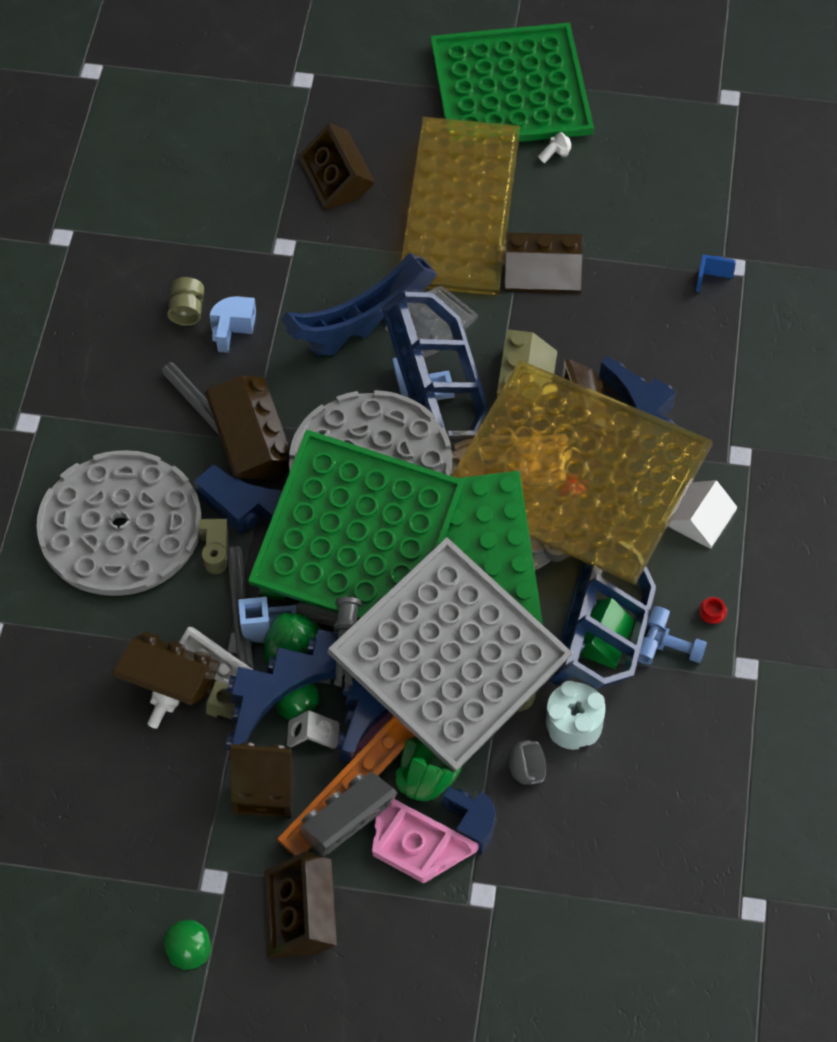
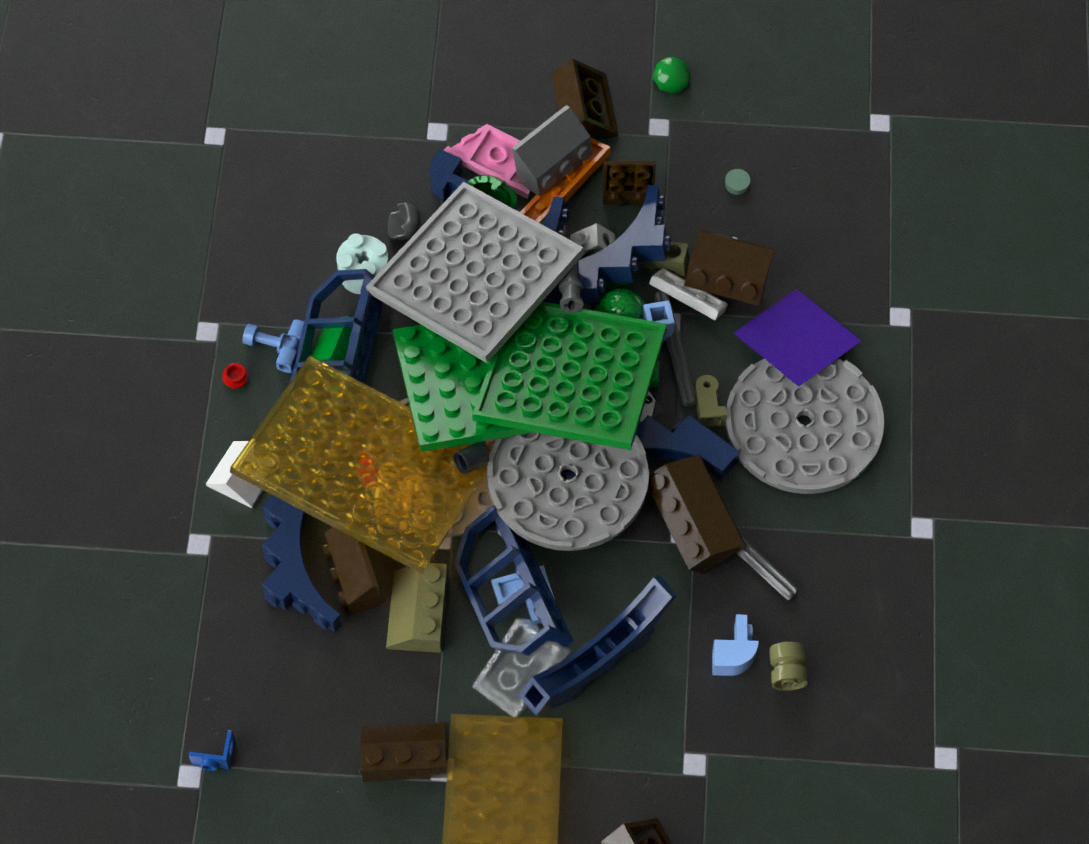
camera: 175 degrees right, 5 degrees up
(107, 603) = (797, 337): none -> dark purple sticker
(134, 796) = (737, 181): none -> sand green tile
(467, 468) = (471, 457): none -> black beam

